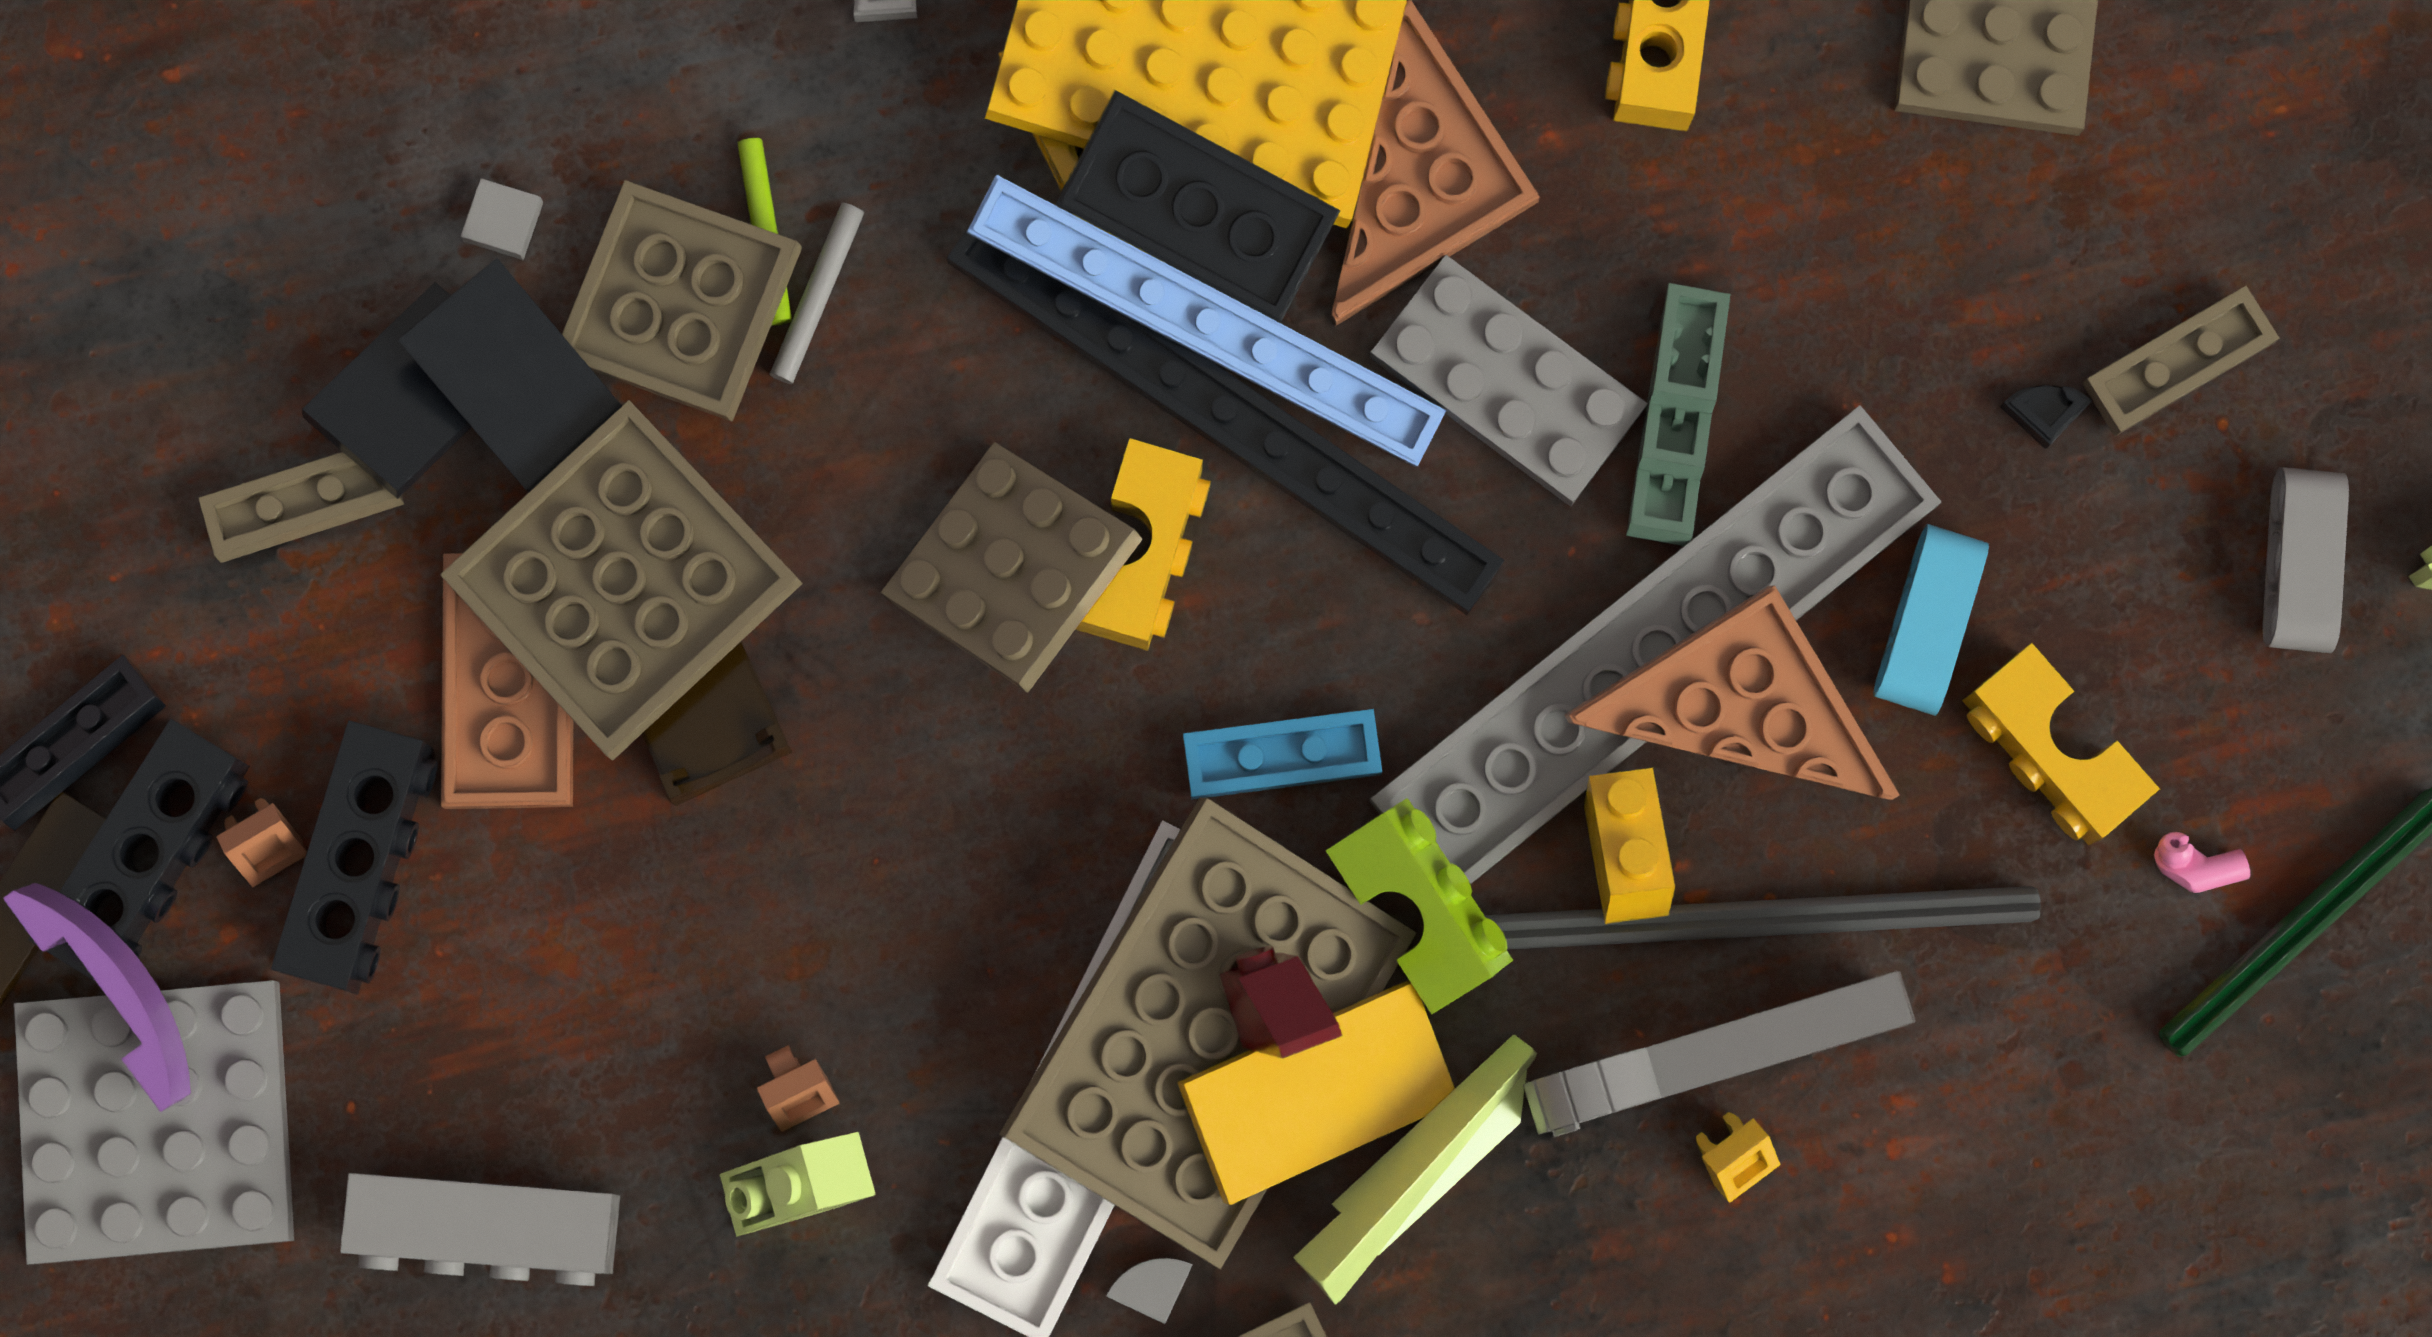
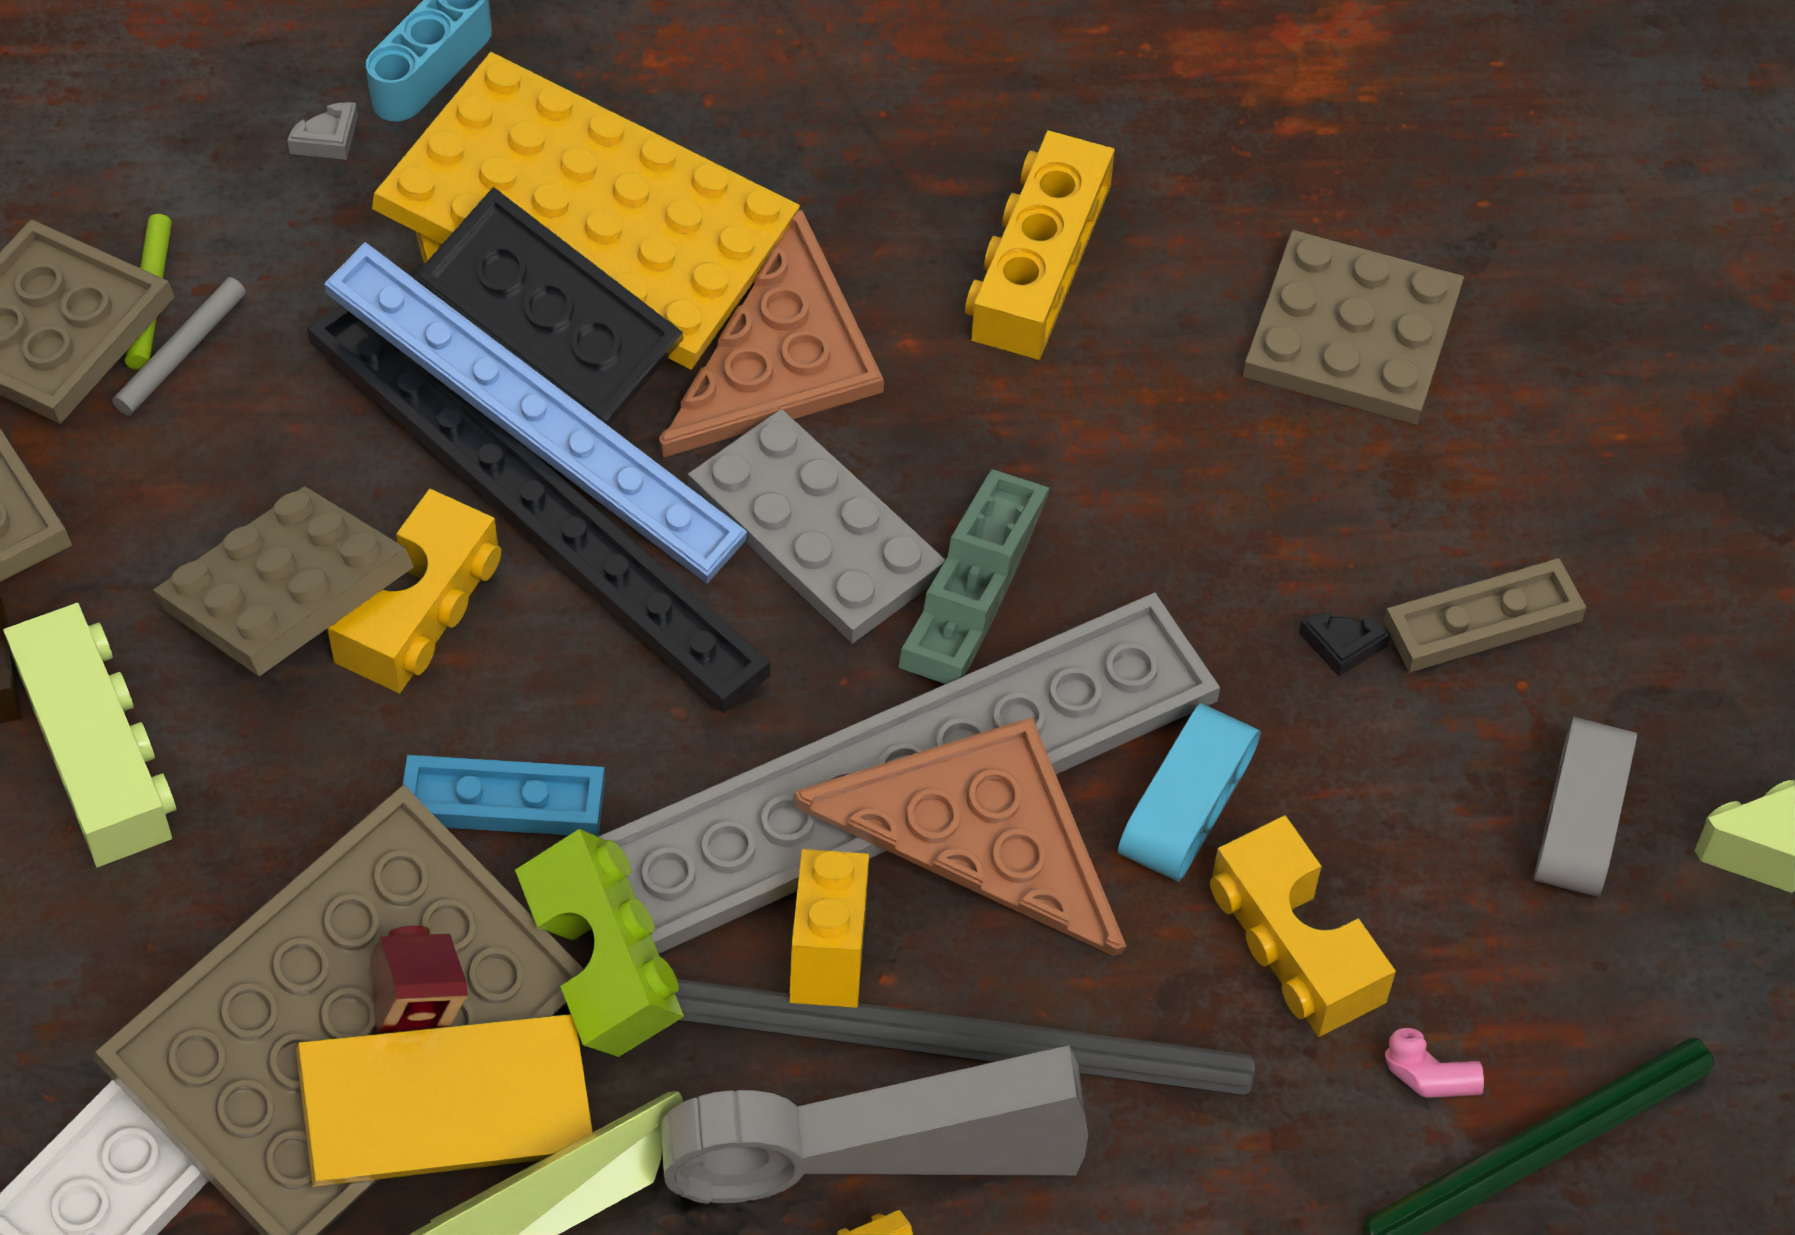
camera: 15 degrees right, 25 degrees down
(870, 767) = (89, 734): none -> yellowish green brick

